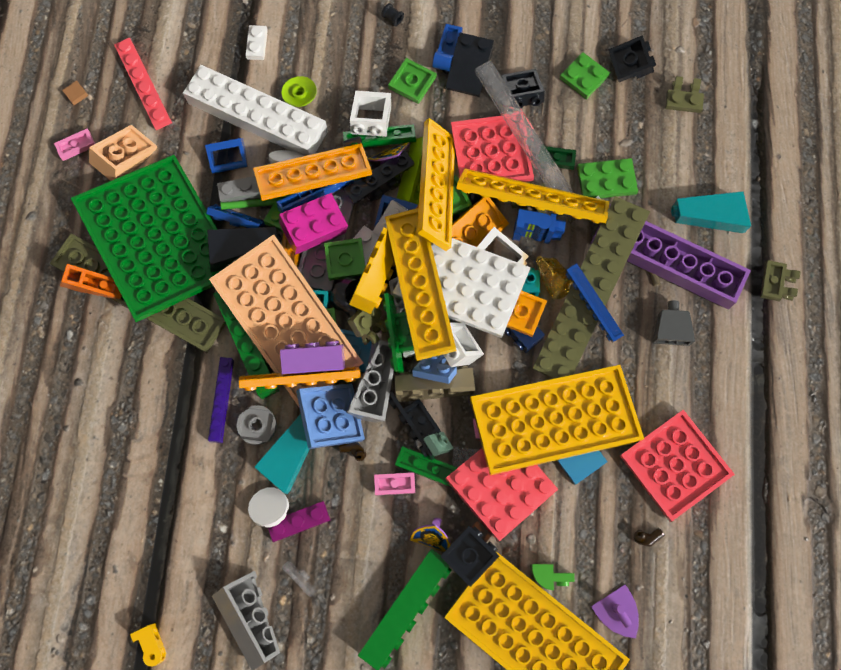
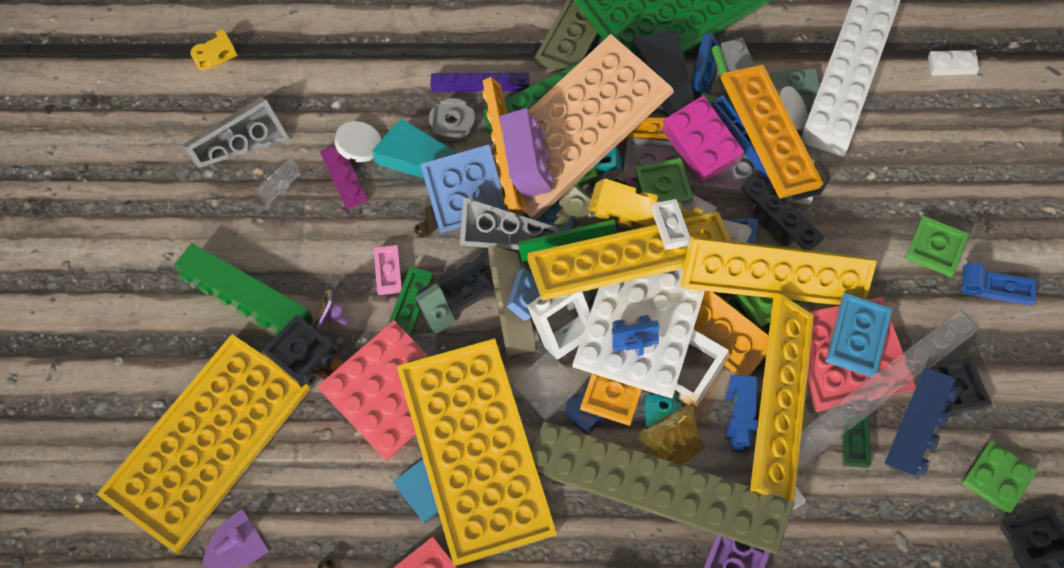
camera: 85 degrees right, 10 degrees down
(223, 145) = (788, 30): blue tile -> none
(256, 153) = (801, 80): none -> sand green plate
(299, 91) = (890, 114): lime dish -> none
(370, 101) = (893, 193): white window -> none
(389, 153) = (820, 224): shield -> none
(392, 14) = (1036, 209): black bush -> none
(395, 135) = (845, 215): green plate -> none
(399, 249) = (670, 224): none -> white plate
(468, 54) = (992, 309): black slope -> none
(481, 141) = (858, 335): none -> dark azure tile
(485, 278) = (634, 336): none -> blue hips
(504, 363) = (547, 386): none -> clear plate
(545, 577) = (276, 447): bright green brick -> none
(553, 111) = (922, 423): none -> dark blue brick
(594, 303) = (633, 483): blue piece -> none
(607, 178) = (836, 514): bright green plate -> none

